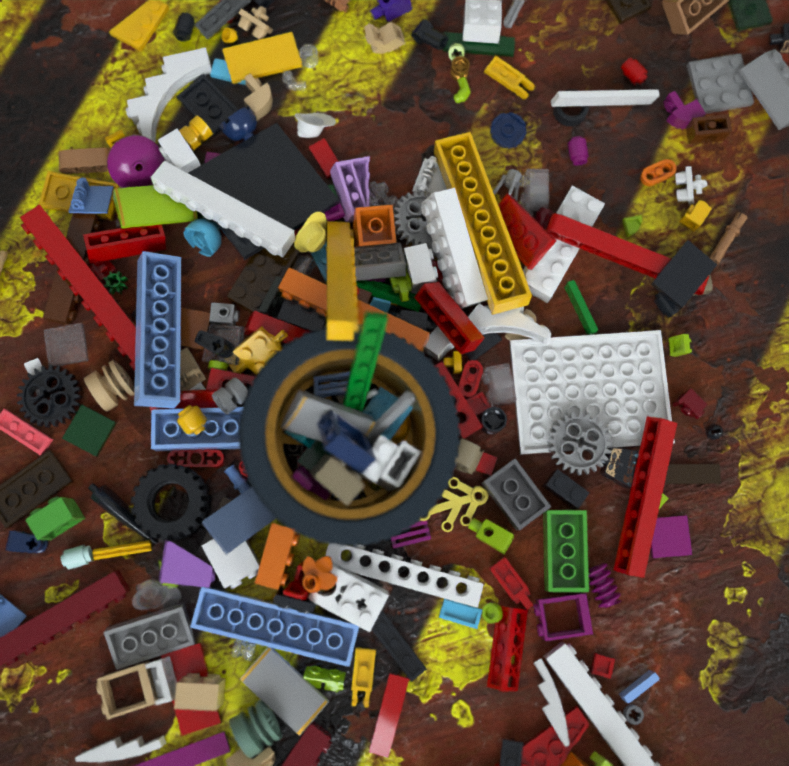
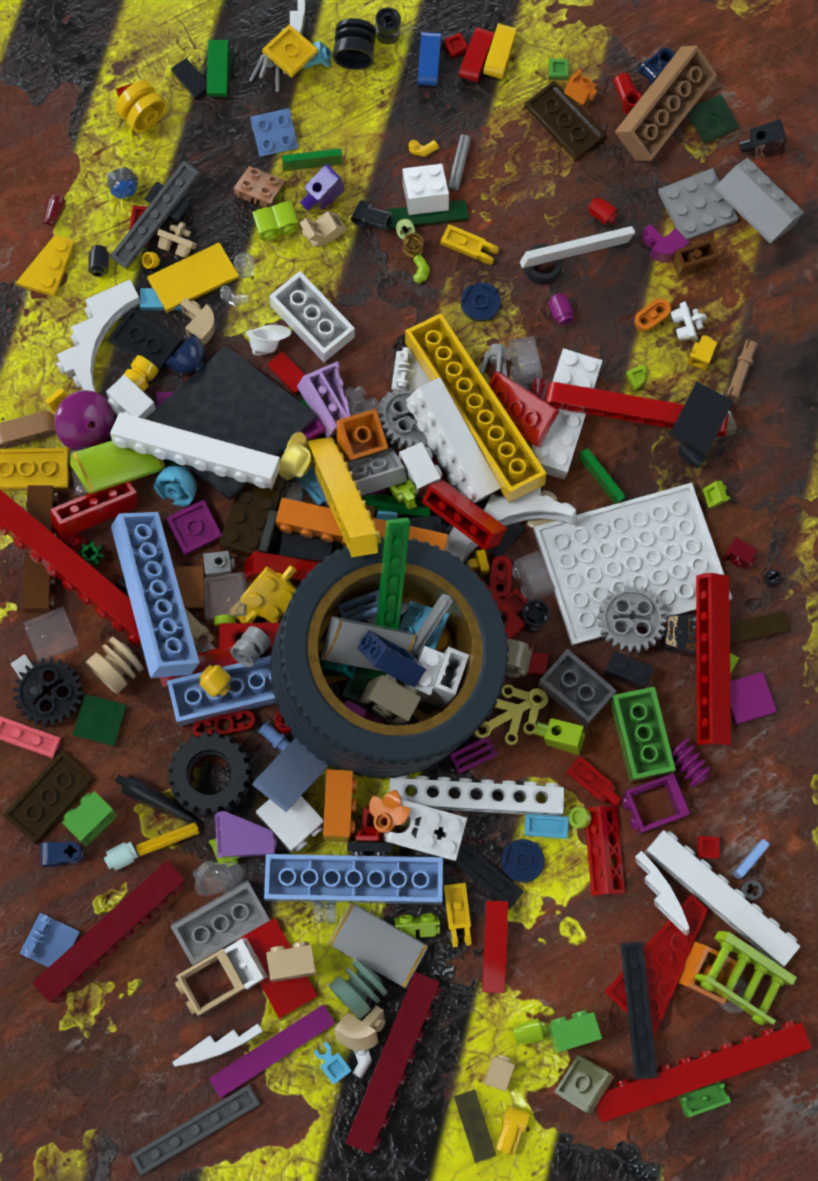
camera: 15 degrees left, 5 degrees down
(90, 198) = (43, 469): medium blue hinge -> none
(210, 277) = (194, 527): none -> magenta plate
(215, 344) = (218, 596): black piece -> none
(345, 22) = (275, 220): none -> lime brick
(356, 112) = (312, 316): none -> white brick
(432, 640) = (522, 861): none -> dark blue tile

